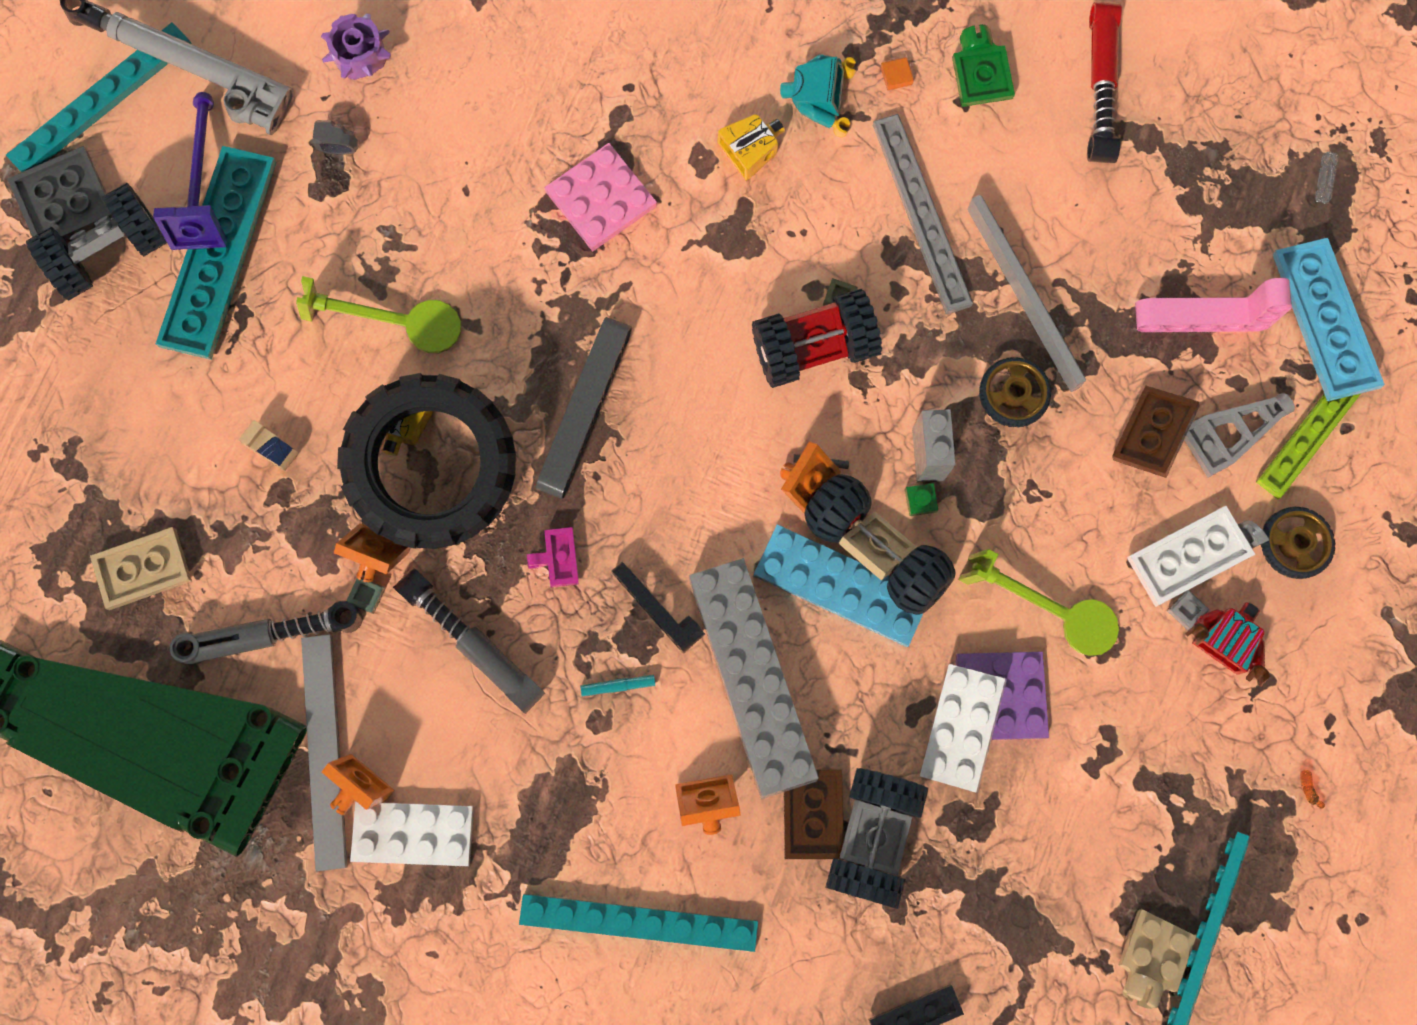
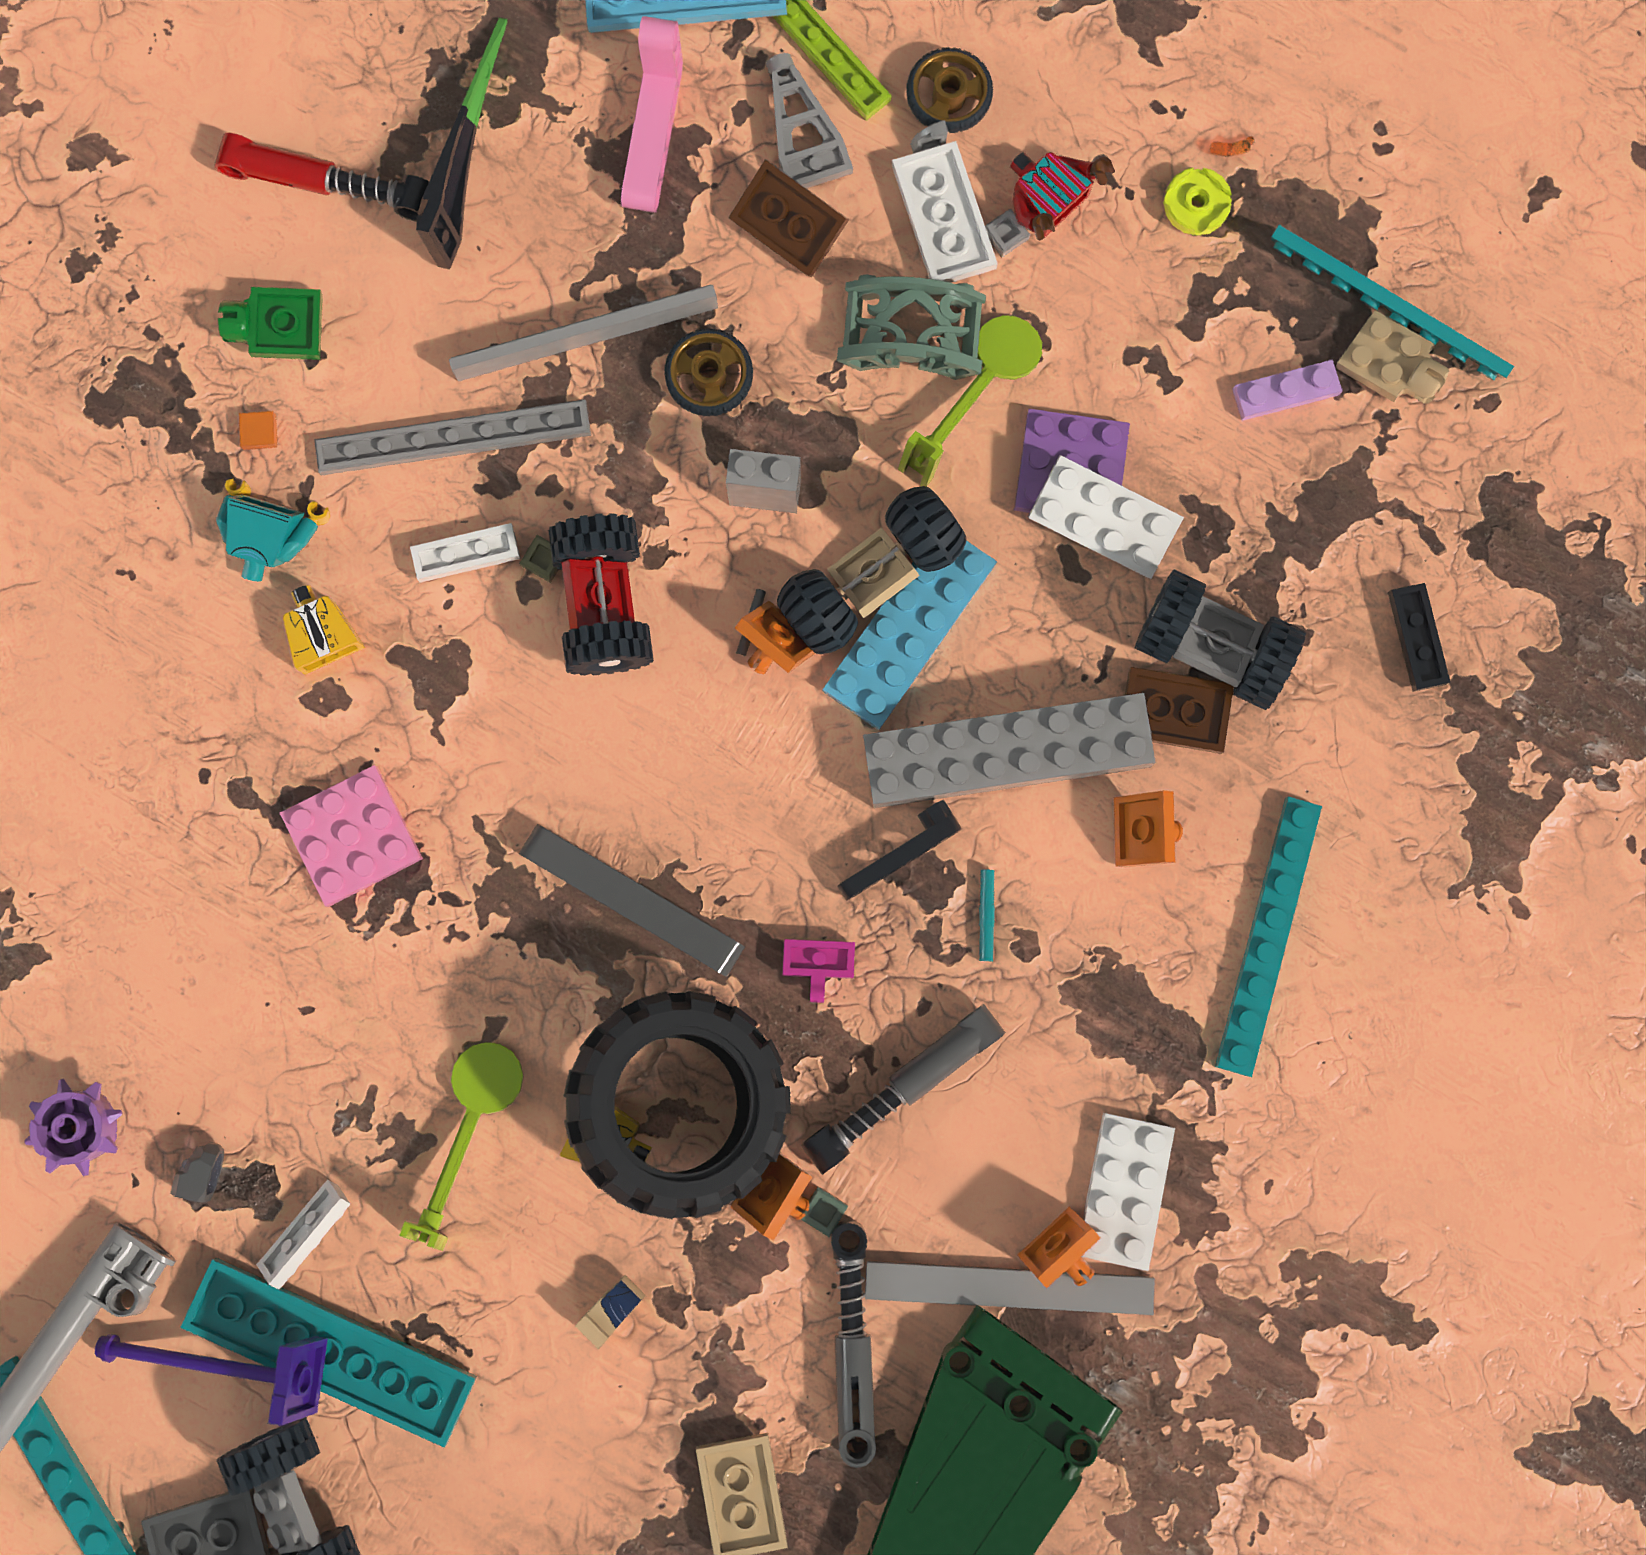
camera: 80 degrees left, 5 degrees up
(299, 217) = (303, 1234): none -> white plate
(832, 237) = (465, 552): none -> white plate
(921, 499) = (821, 511): green plate -> none
(1067, 576) = (876, 354): none -> sand green fence
(1108, 869) = (1287, 390): none -> lavender plate
(1114, 169) = (444, 198): none -> black plate
(1269, 764) = (1205, 187): none -> neon yellow plate

